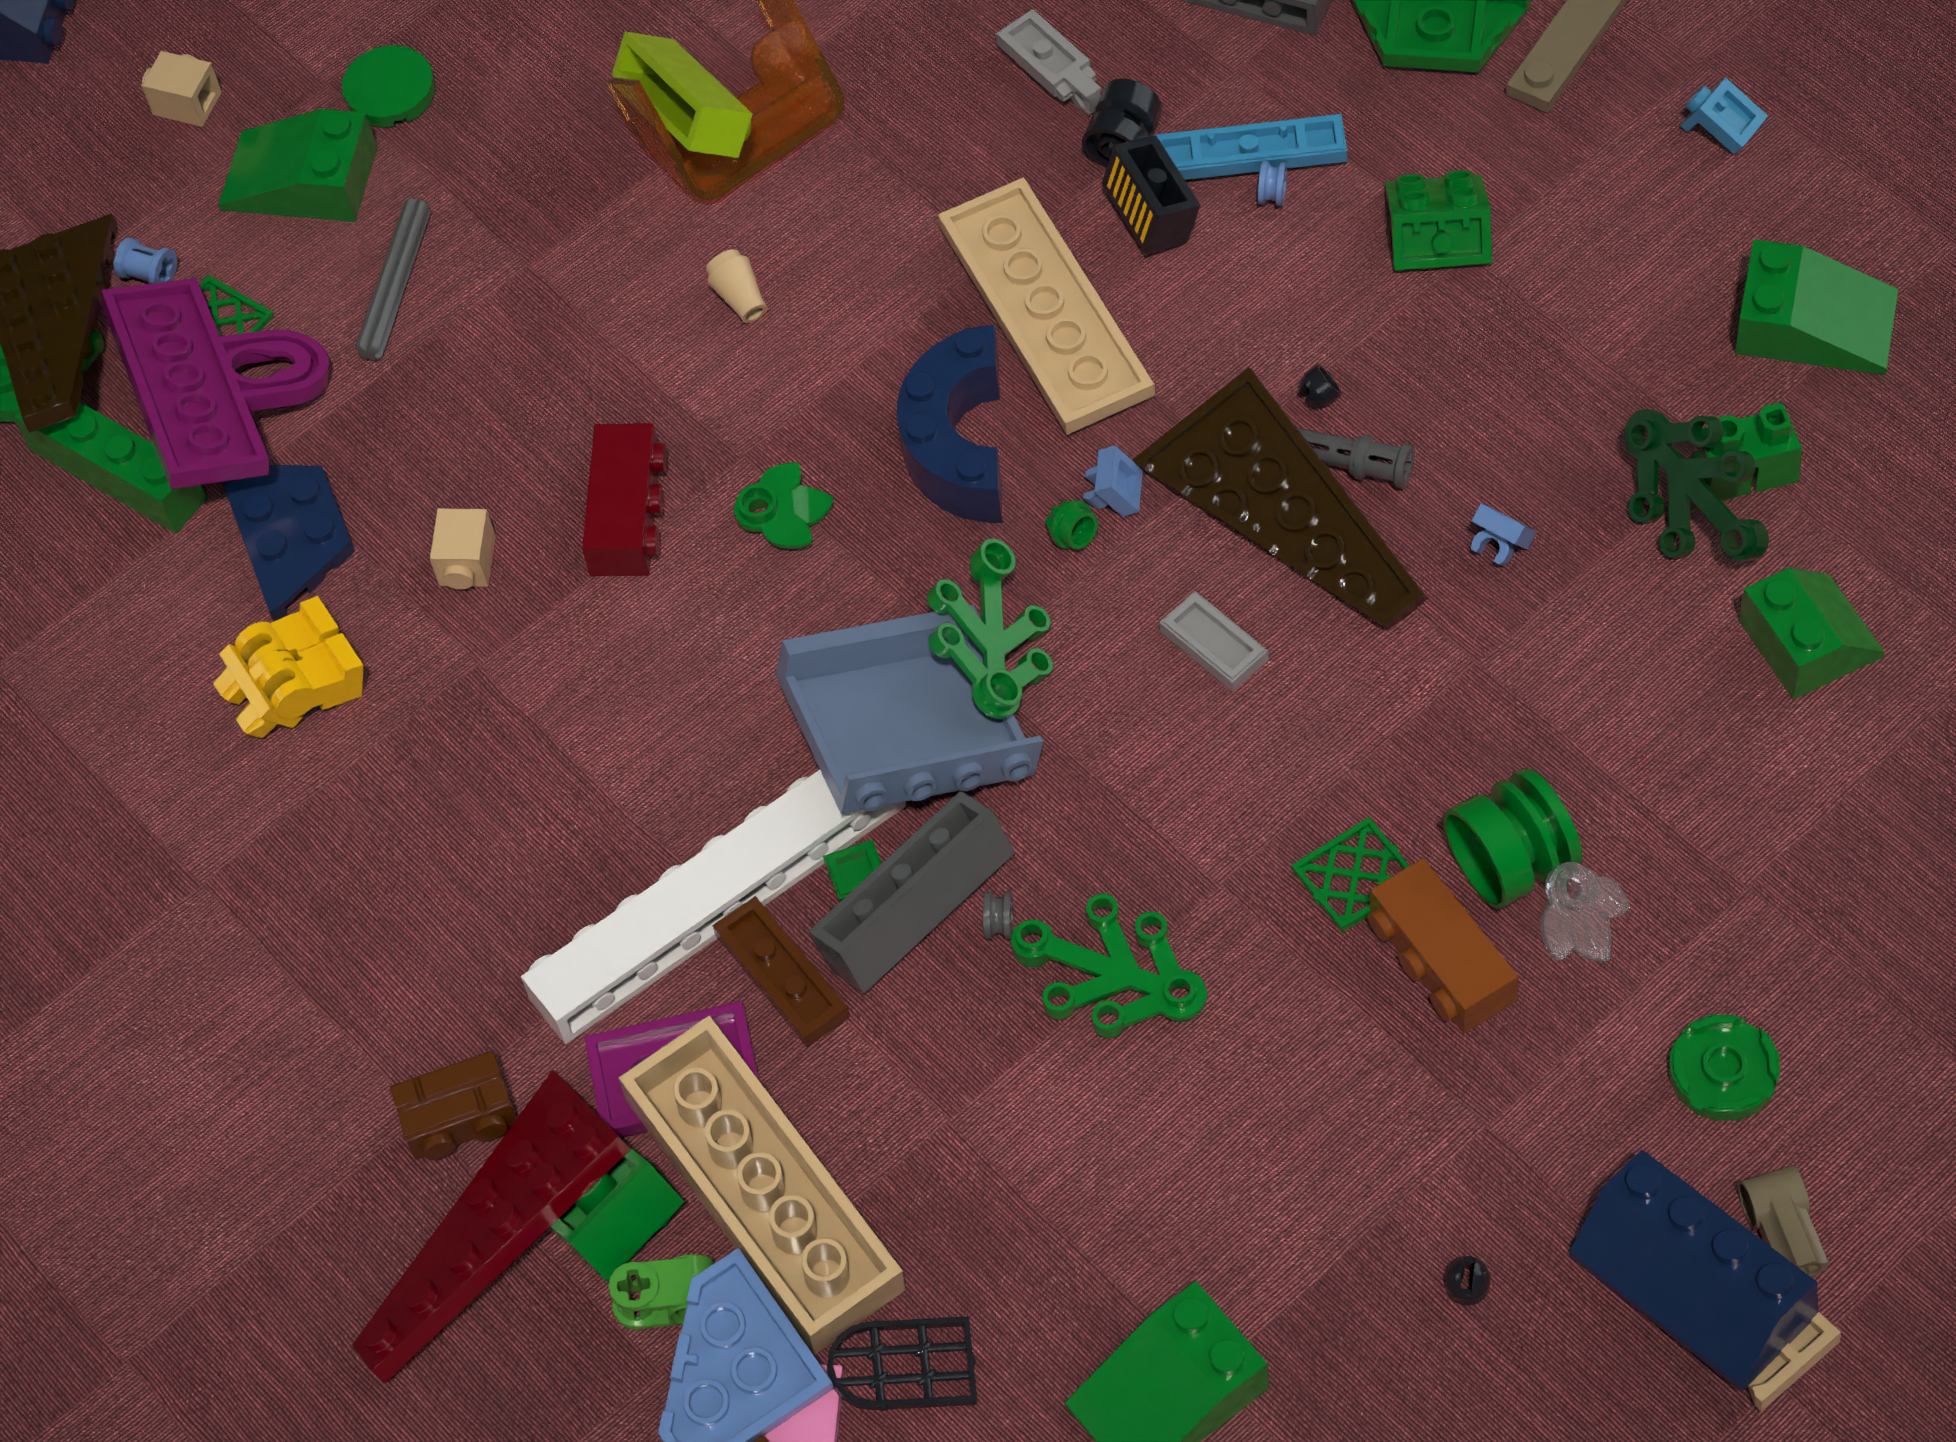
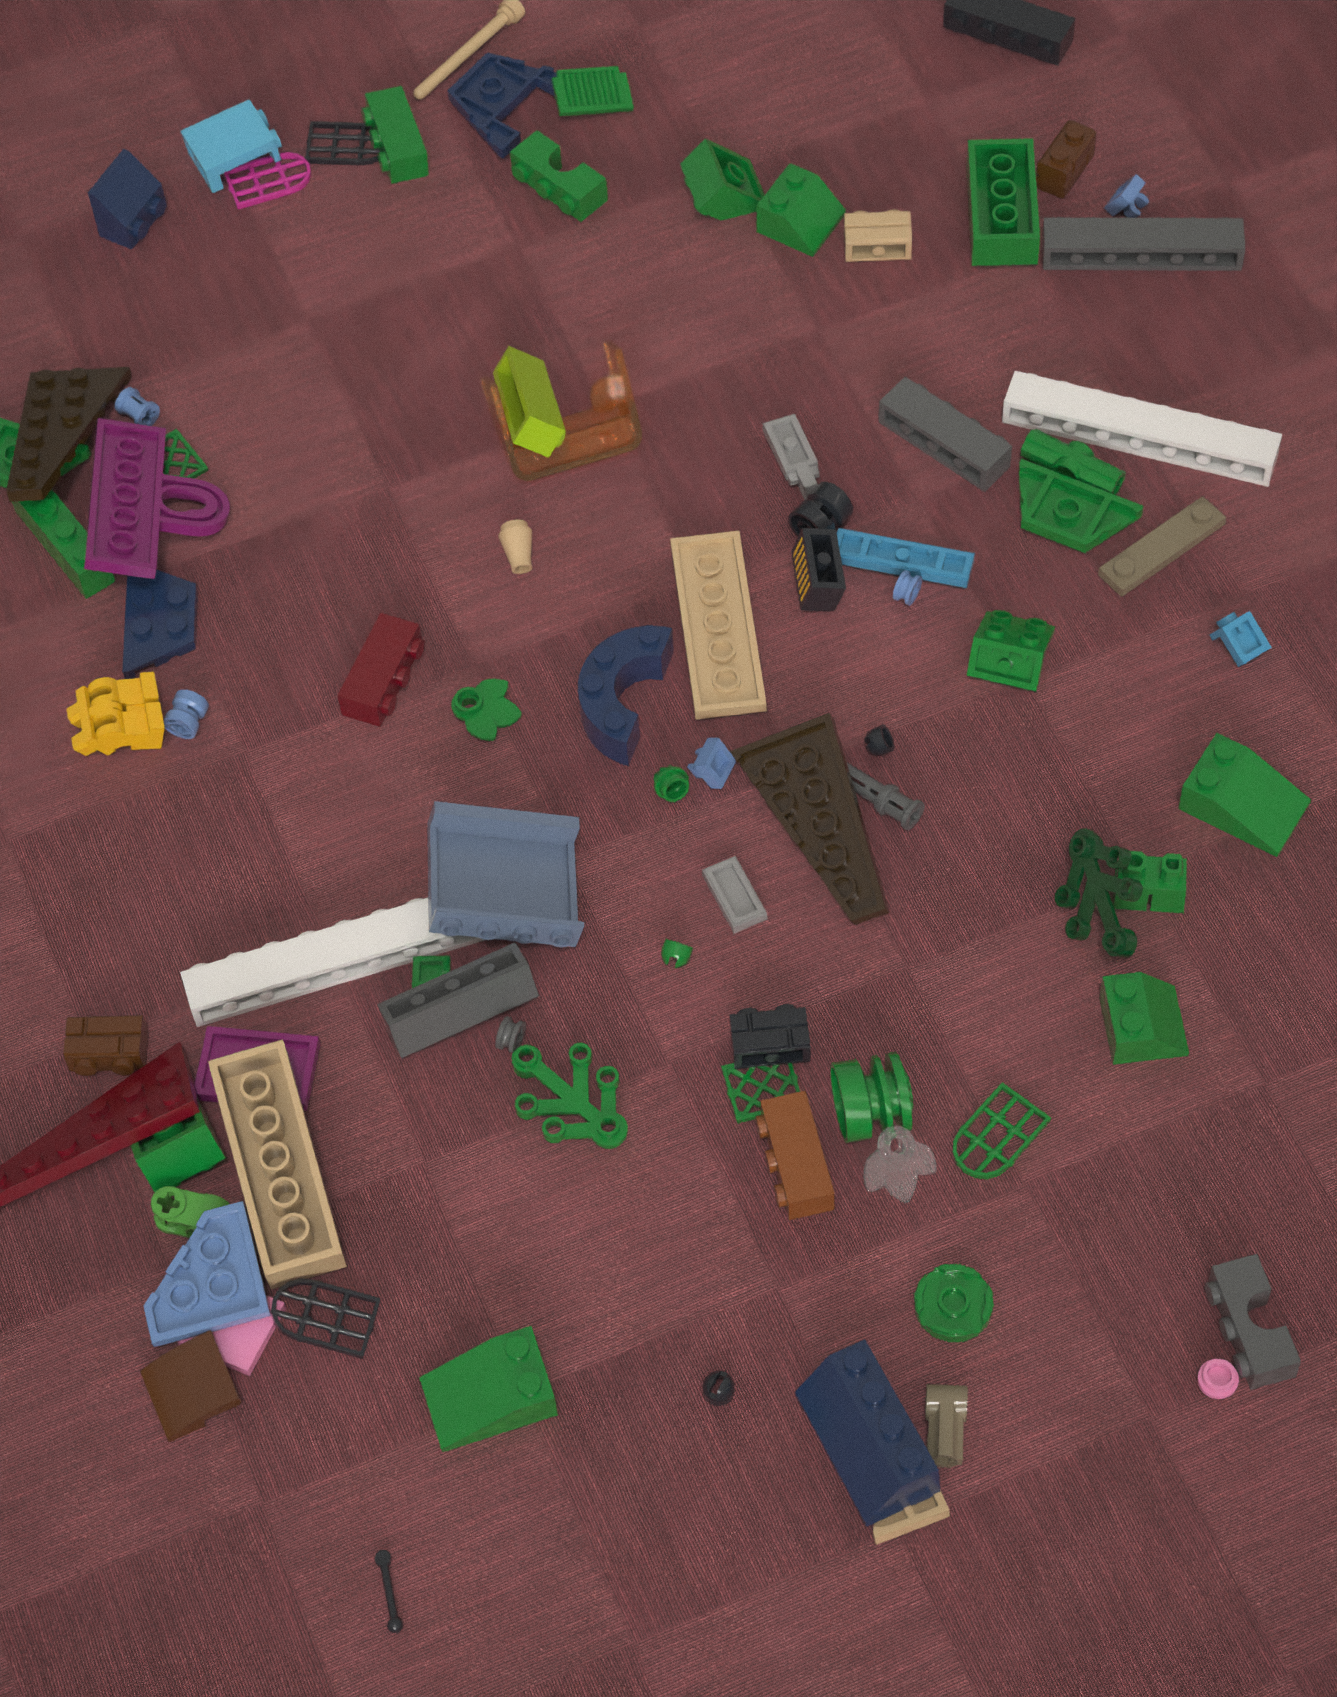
camera: 15 degrees right, 0 degrees up
(181, 88) = (208, 294): tan brick -> none
(302, 167) = (266, 373): green slope -> none
(380, 638) = (186, 711): none -> medium blue wheel
(389, 85) = (345, 334): green tile -> none
(392, 279) = (293, 469): dark grey axle -> none
(462, 547) = (263, 669): tan brick -> none
(781, 971) = (353, 1025): reddish brown plate -> none
(993, 687) = (581, 842): green plant -> none
(1170, 735) = (677, 950): none -> green hinge
(1342, 806) = (770, 1036): none -> black brick
(1500, 528) = (961, 880): medium blue tile -> none
(1702, 825) = (1012, 1130): none -> green window

